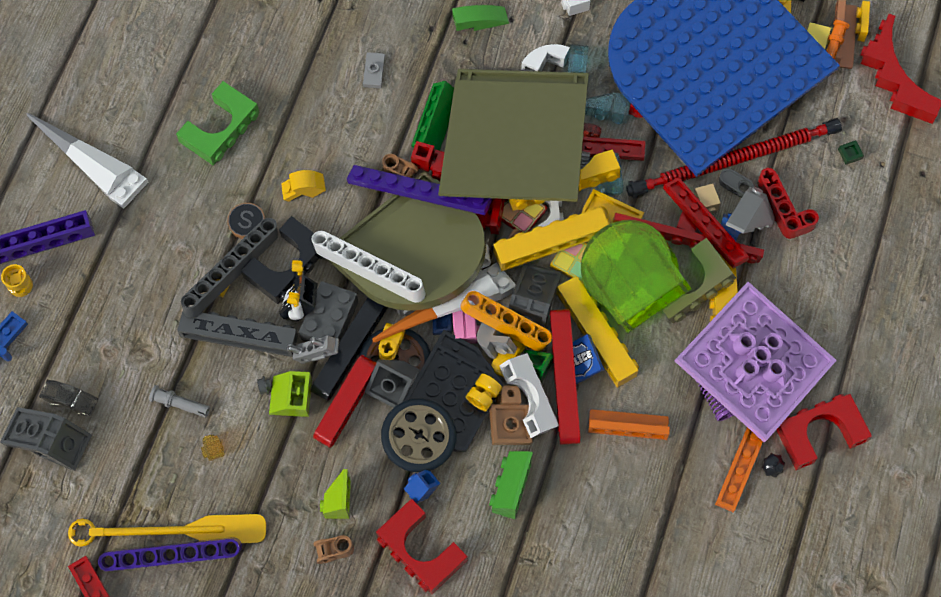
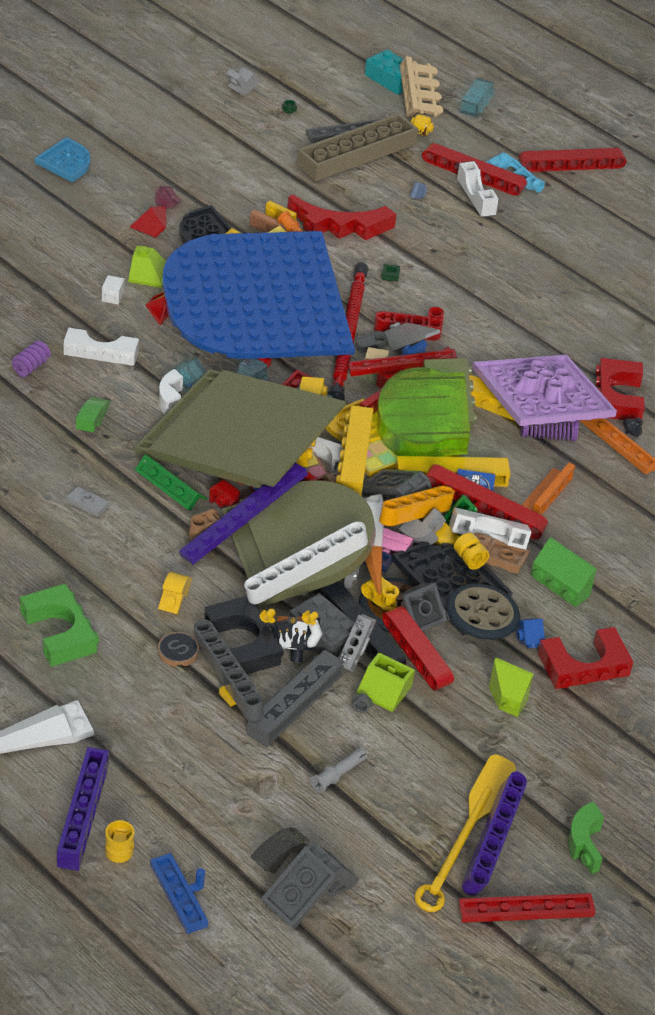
camera: 70 degrees left, 25 degrees down
(212, 447) = (403, 761): clear yellow plate -> none
(331, 549) = (555, 714): medium nougat piece -> none
(423, 155) = (208, 498): red brick -> none

